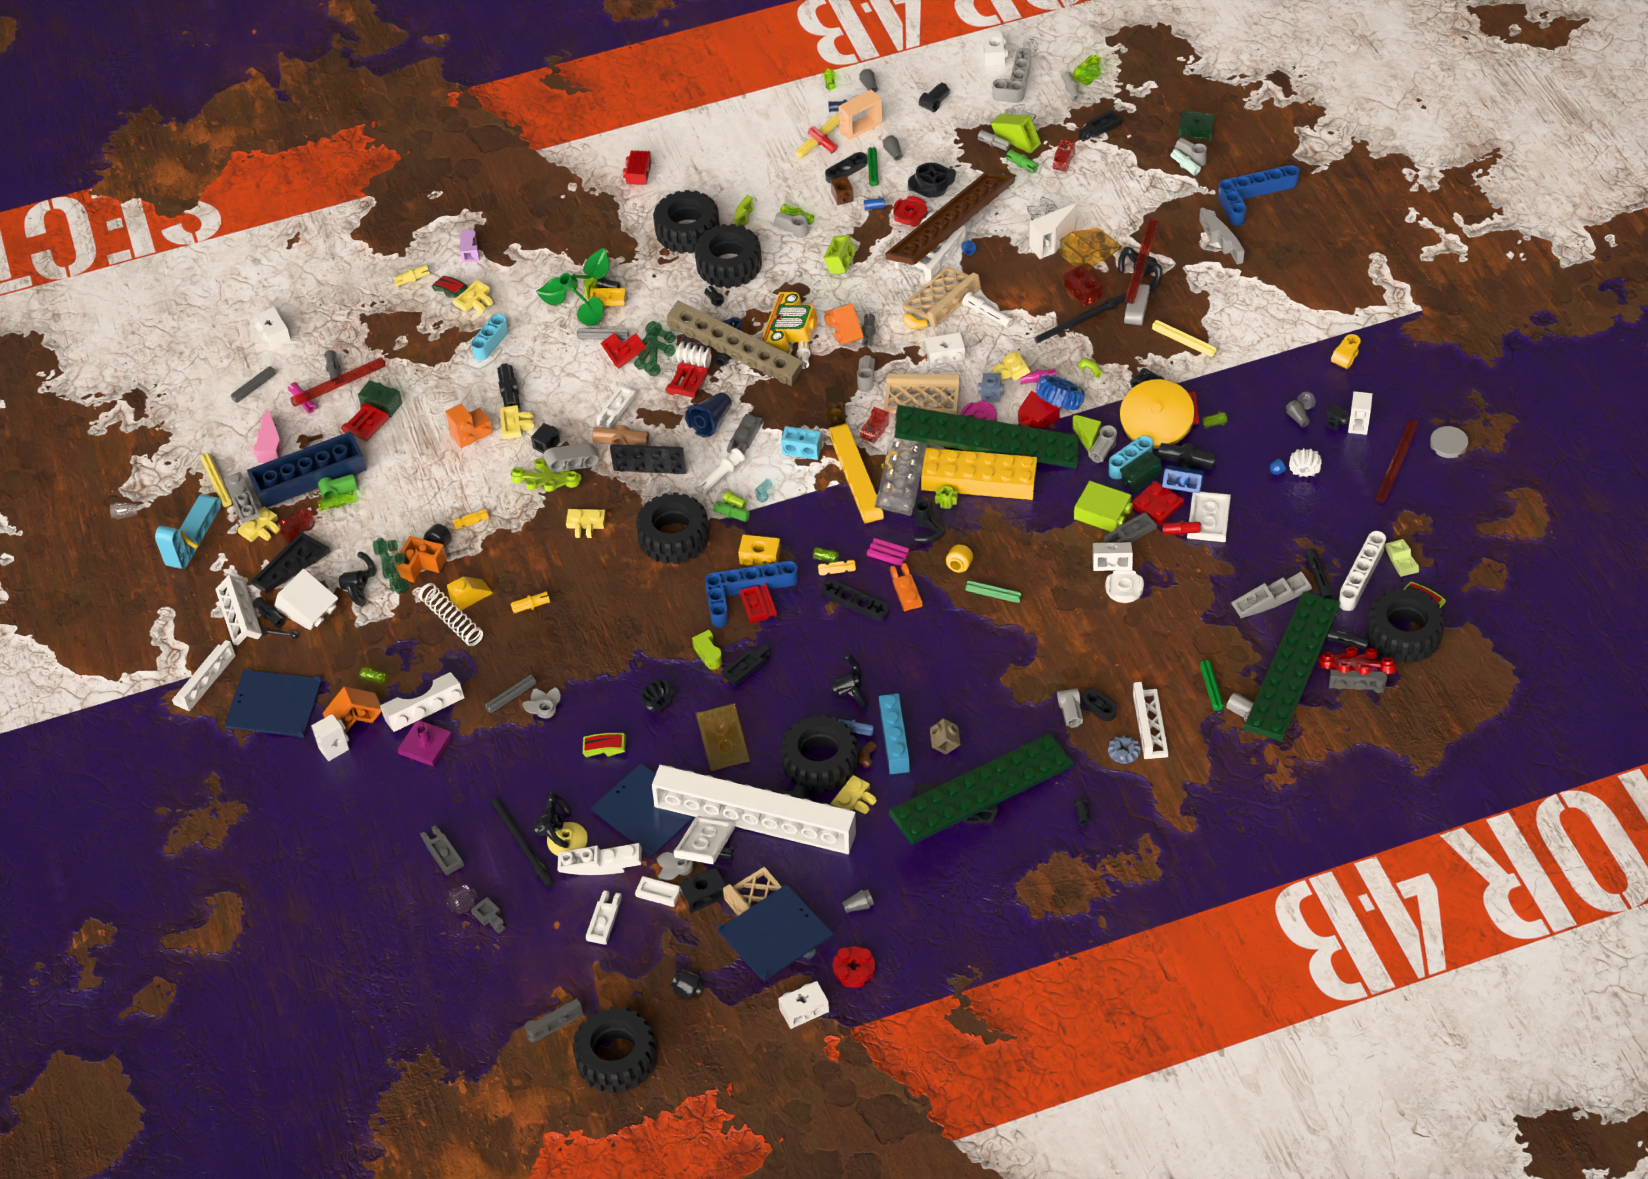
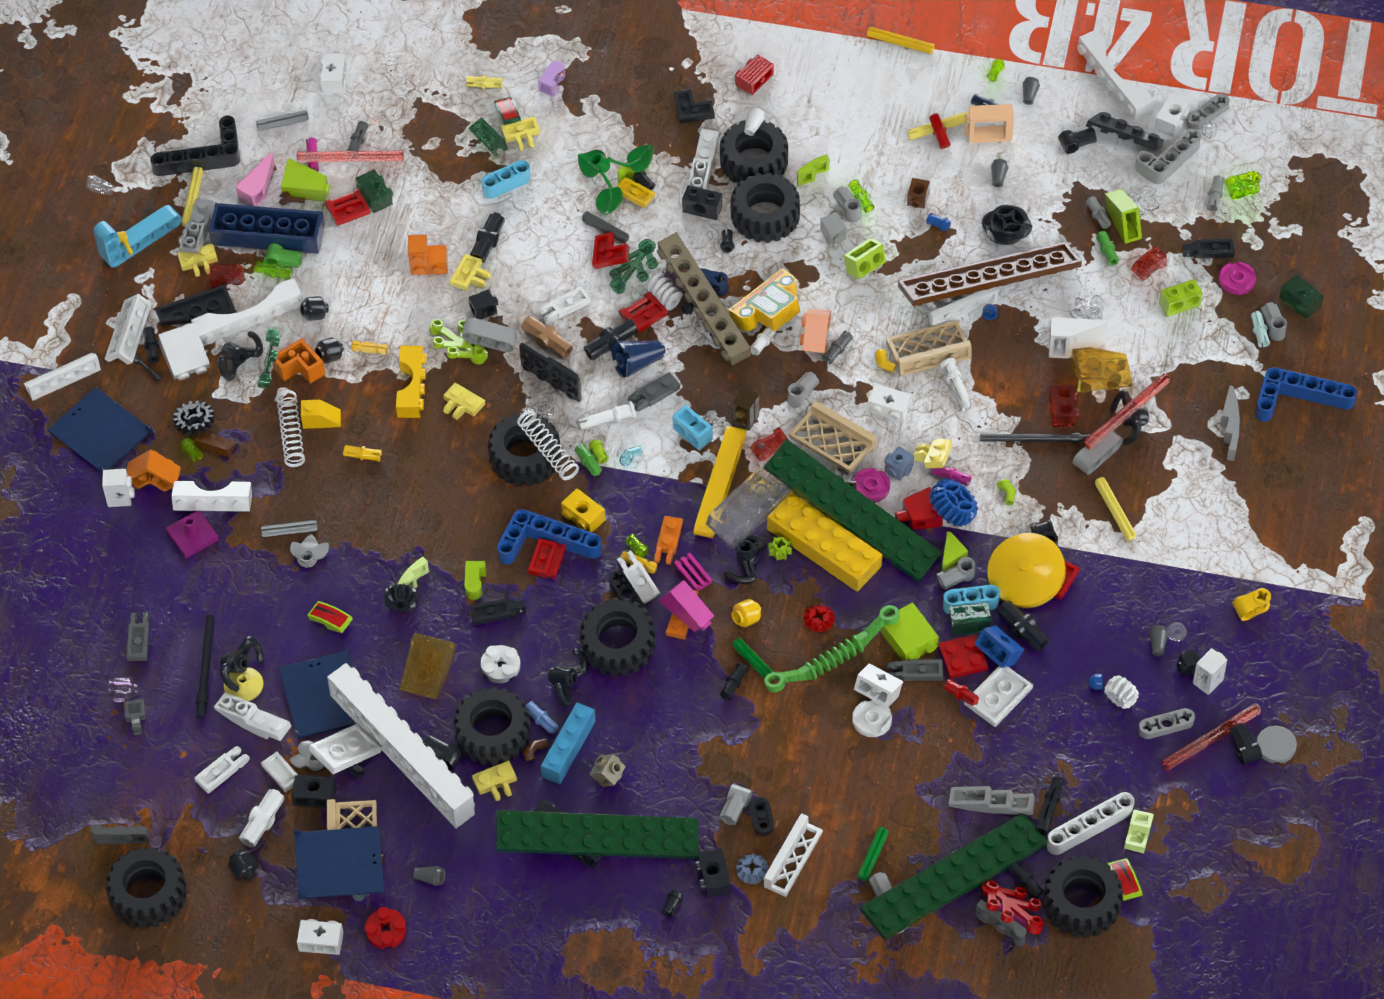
camera: 30 degrees right, 5 degrees up
(217, 436) = (206, 157): none -> black beam
(312, 419) = (304, 182): none -> lime slope
(356, 649) = (194, 418): none -> black gear
(364, 517) = (217, 326): none -> white arch
(390, 661) = (215, 444): none -> reddish brown slope
(397, 512) = (314, 308): none -> black head
(449, 311) = (488, 136): none -> clear green hinge
(520, 512) = (409, 399): none -> yellow arch
(603, 217) = (690, 111): none -> black plate
(647, 247) = (704, 159): none -> white slope
(653, 668) = (414, 572): none -> yellowish green slope
(671, 277) = (702, 202): none -> black brick
(672, 937) = (261, 818): none -> white piece
(673, 191) = (754, 120): none -> white cone
(676, 413) = (608, 337): none -> black piece
(728, 521) = (561, 473): none -> white piece
(736, 92) = (900, 40): none -> yellow axle
(782, 694) = (506, 671): none -> white plate
(795, 246) = (833, 228): none -> light grey brick
(846, 537) = (668, 538): none -> orange hinge
(848, 576) = (639, 579): none -> white hinge
(855, 162) = (928, 167): black beam -> none
(871, 607) = (618, 614): none -> black tyre
(872, 165) = (967, 182): green axle -> none
(902, 207) = (962, 254): red plate -> none
(910, 575) = (687, 606): none -> dark pink slope
(952, 50) = (1133, 98): none -> white arch
(954, 76) = (1125, 131): none -> black wing
(991, 615) = (733, 681): none -> black pin
(1022, 538) = (814, 623): none -> red gear
(1024, 22) = (1209, 105): none -> light grey beam
(1059, 550) = (858, 642): none -> bright green piece
(1108, 167) = (1180, 297): none -> lime brick
(1108, 771) = (713, 862): none -> black brick
(1137, 136) = (1237, 278): none -> dark pink tile
(1214, 420) = (1077, 605): clear neon green pin -> none
(1356, 462) = (1182, 723): none -> light grey beam
(1432, 456) = (1246, 748): none -> black piece

